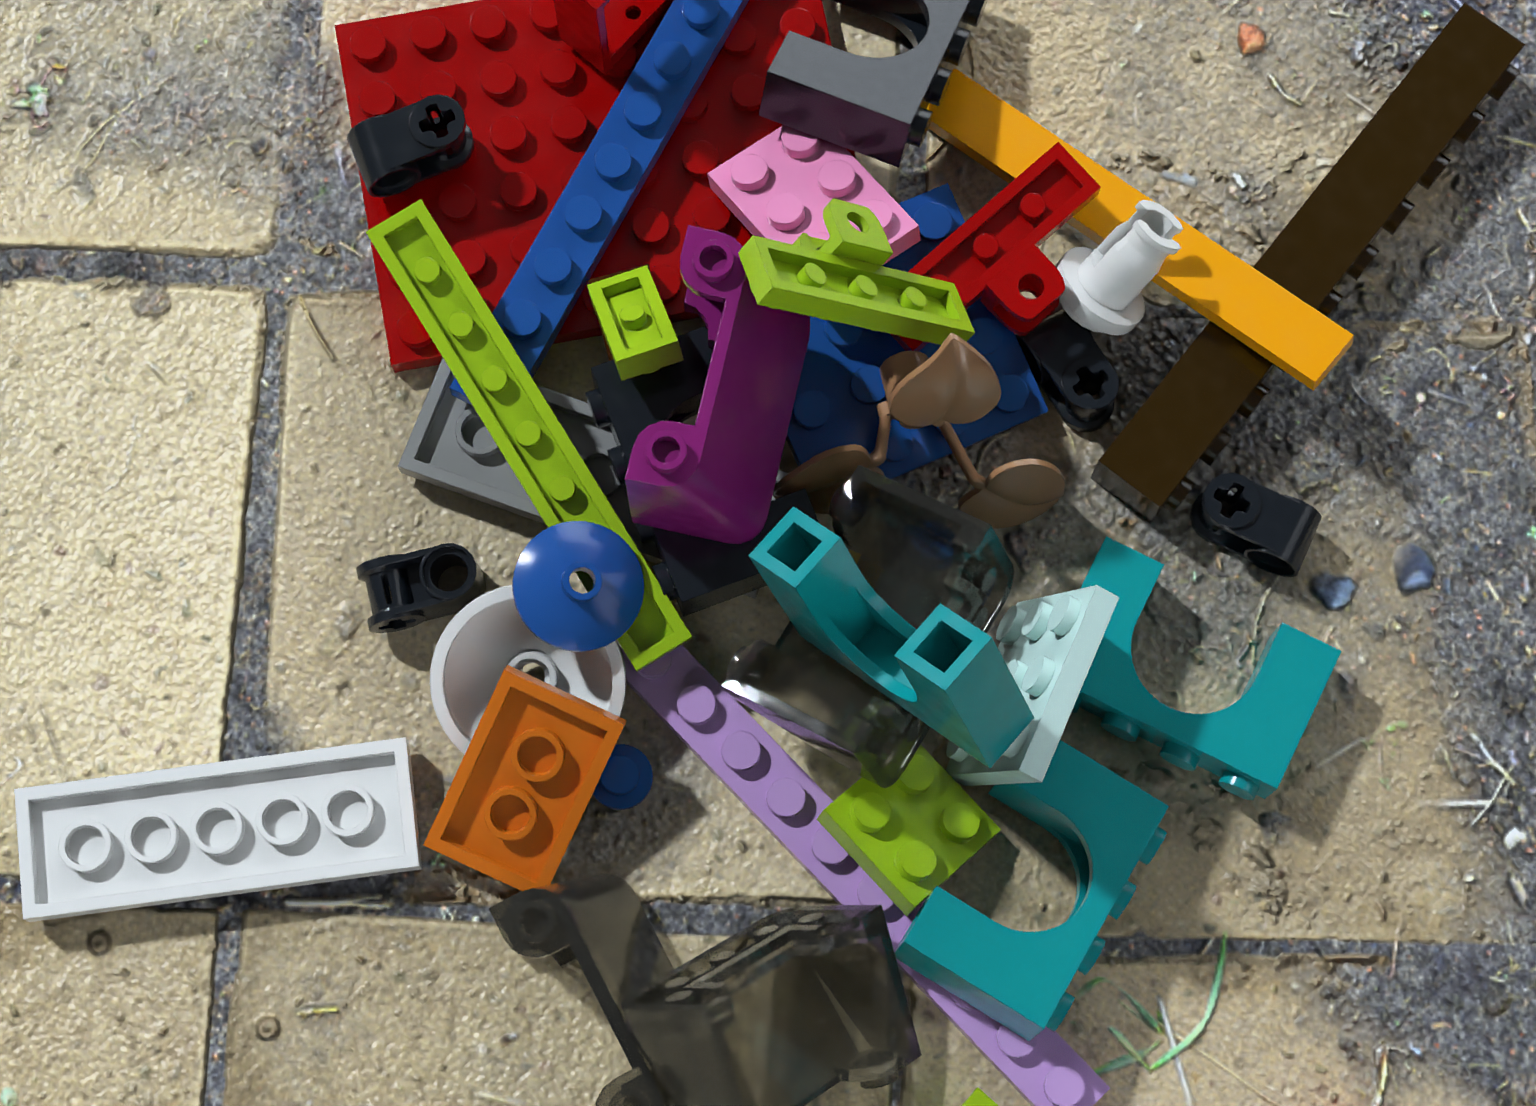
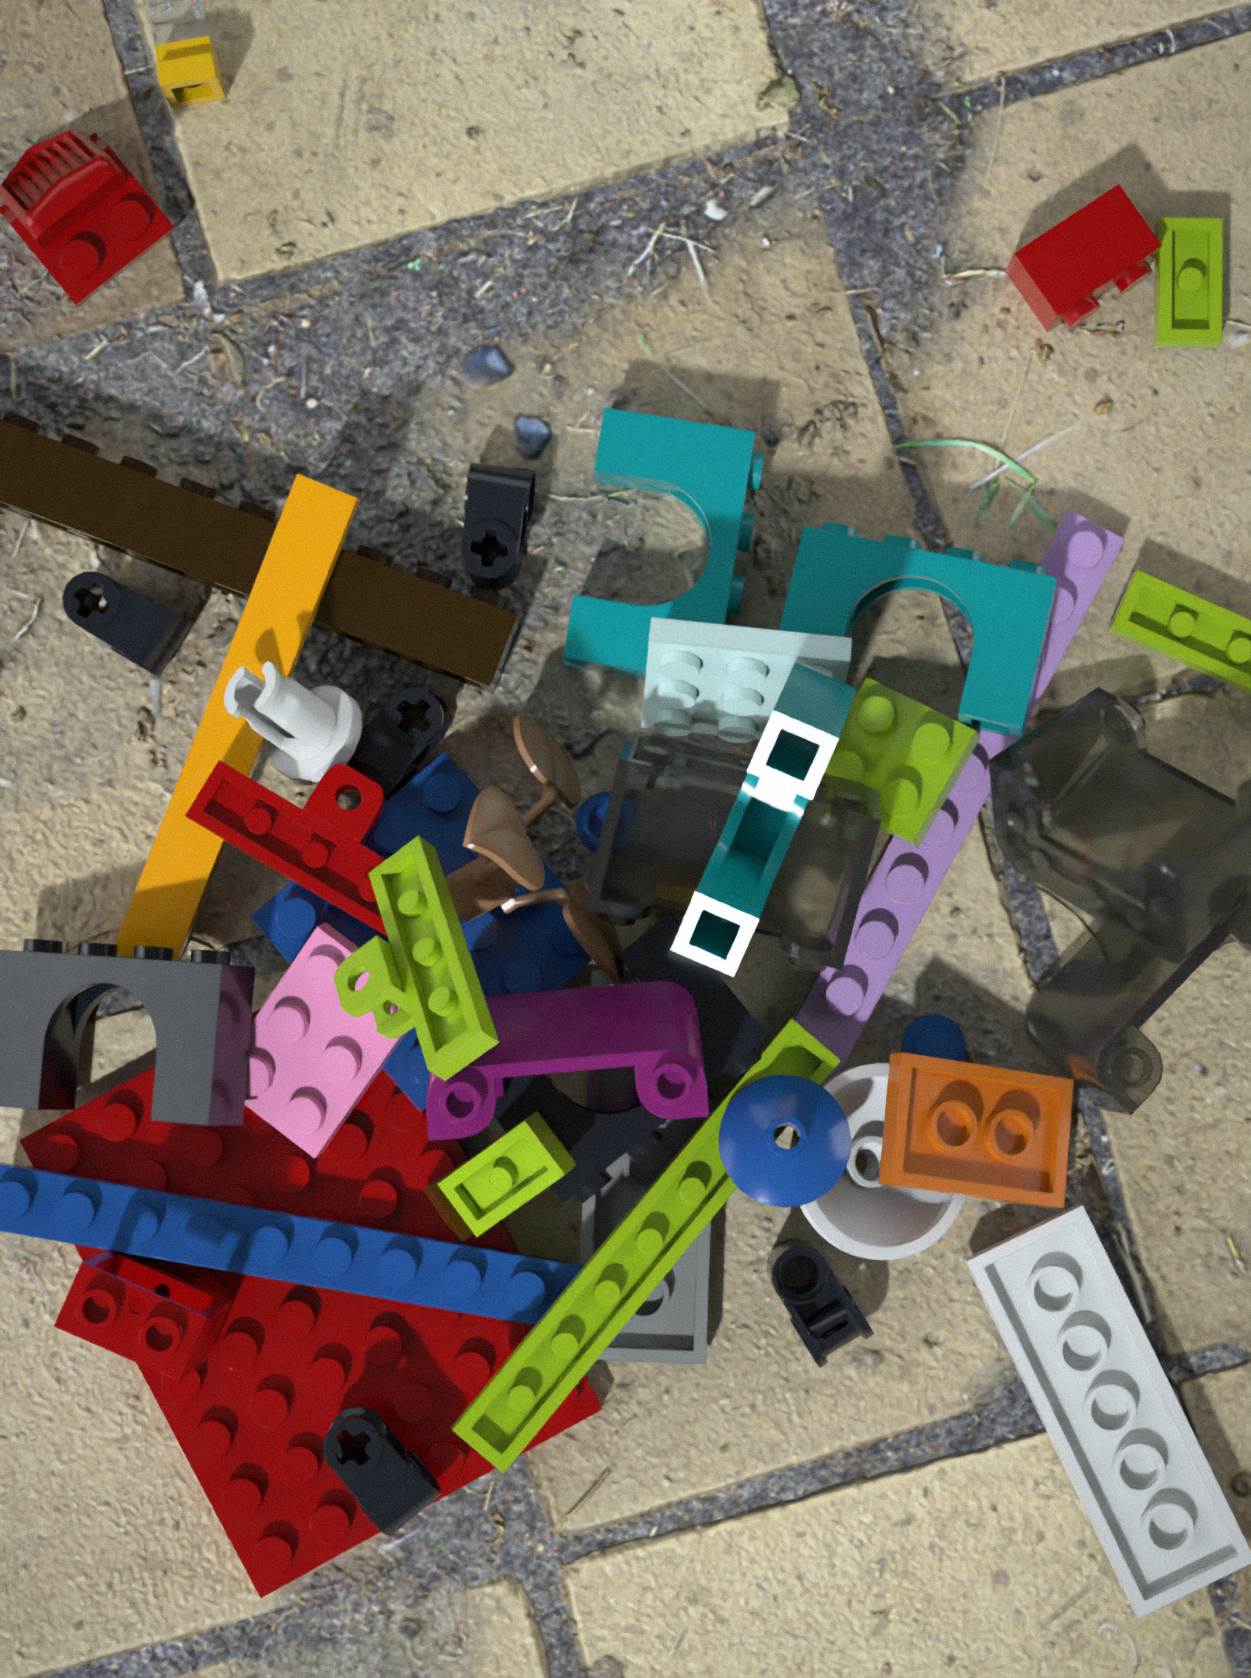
camera: 105 degrees left, 10 degrees up
(1252, 168) = (132, 624): none -> black piece

